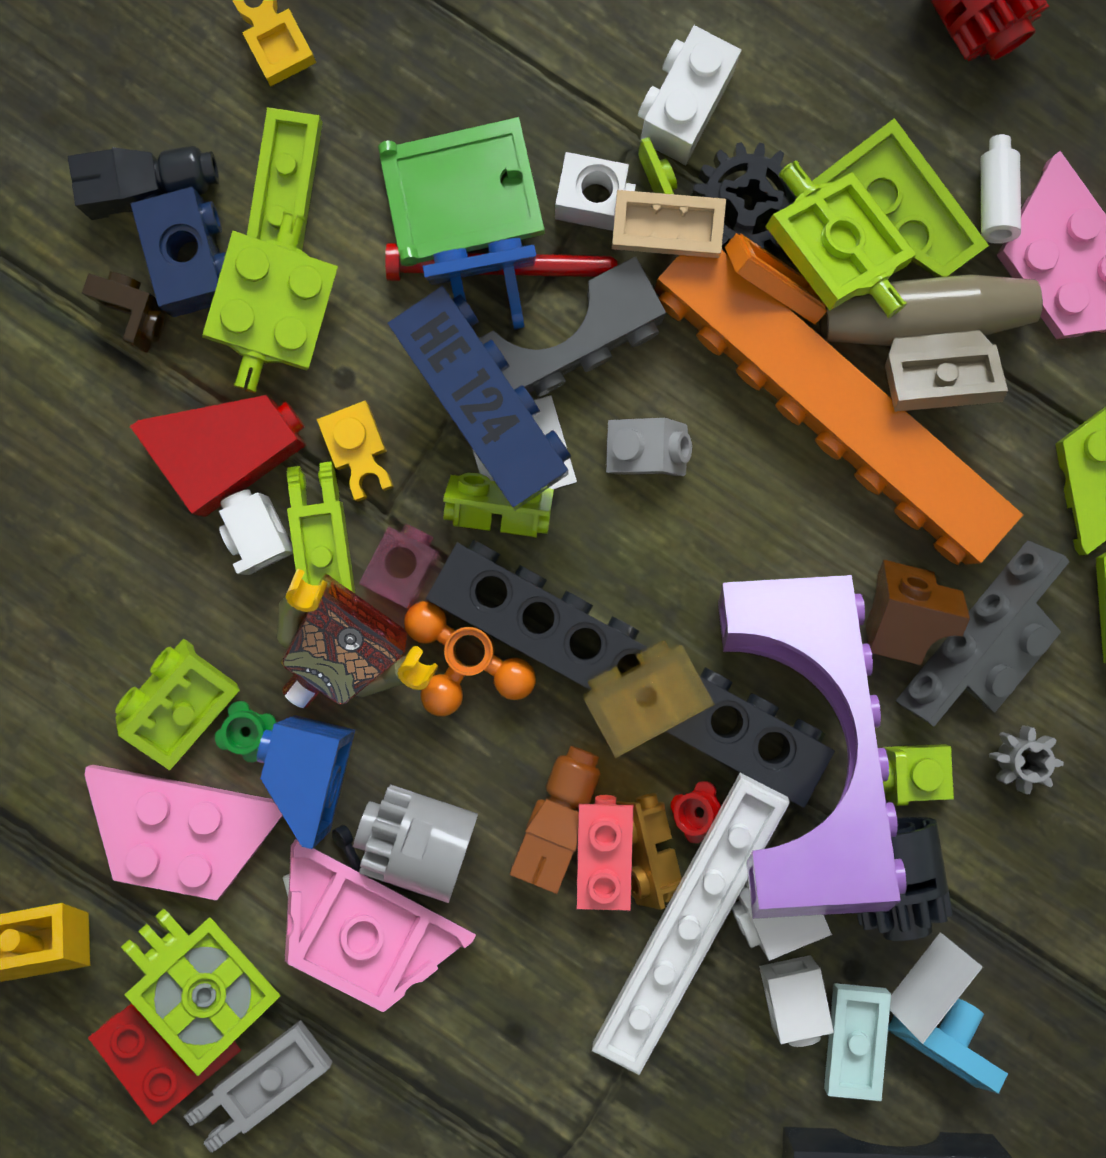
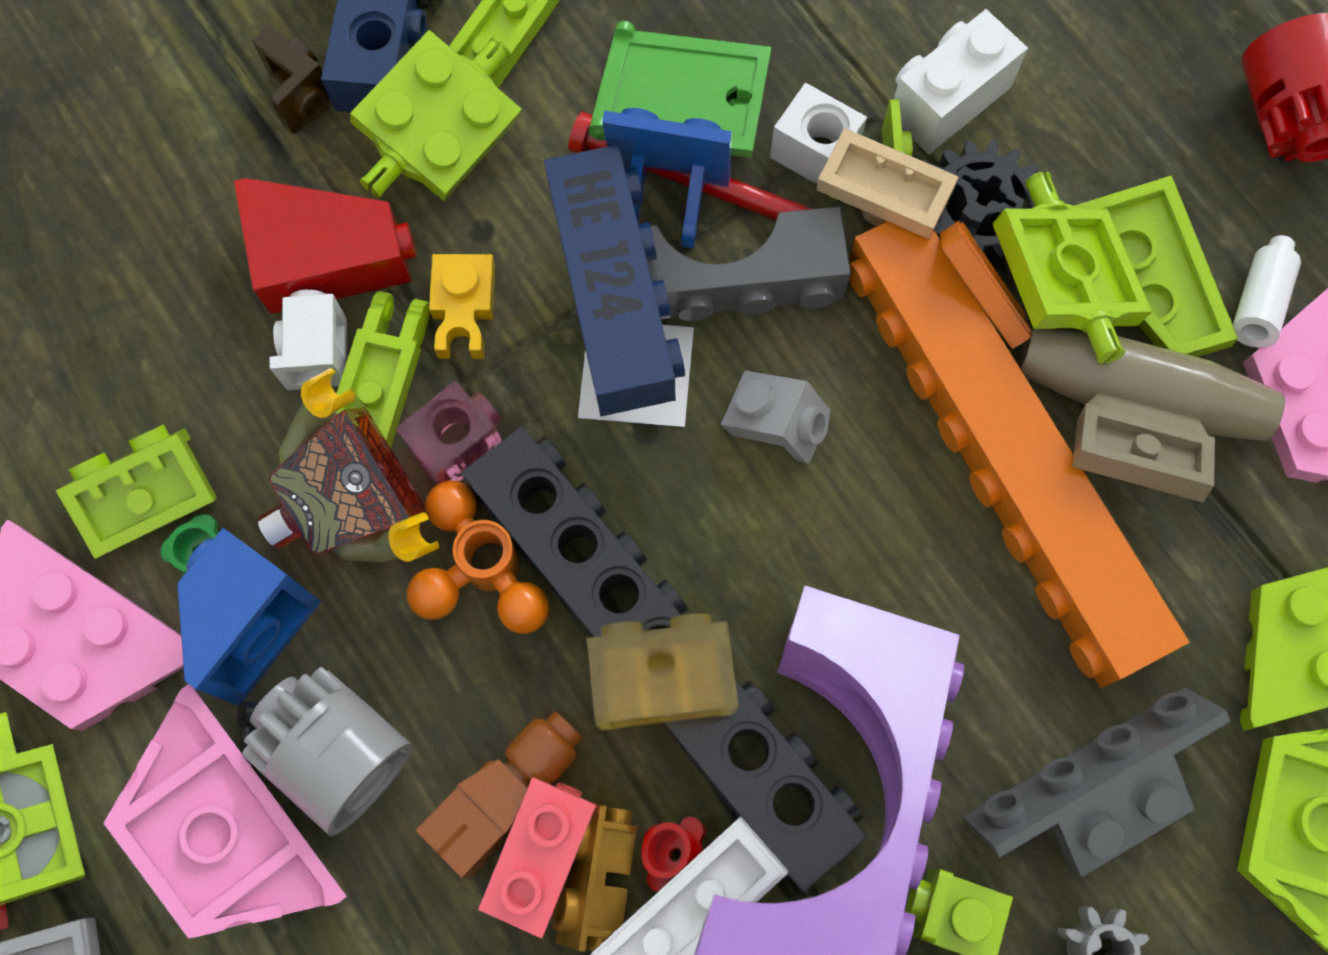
camera: 25 degrees right, 15 degrees down
(474, 498) = (566, 399): lime hinge -> none
(912, 612) = (1018, 711): reddish brown brick -> none

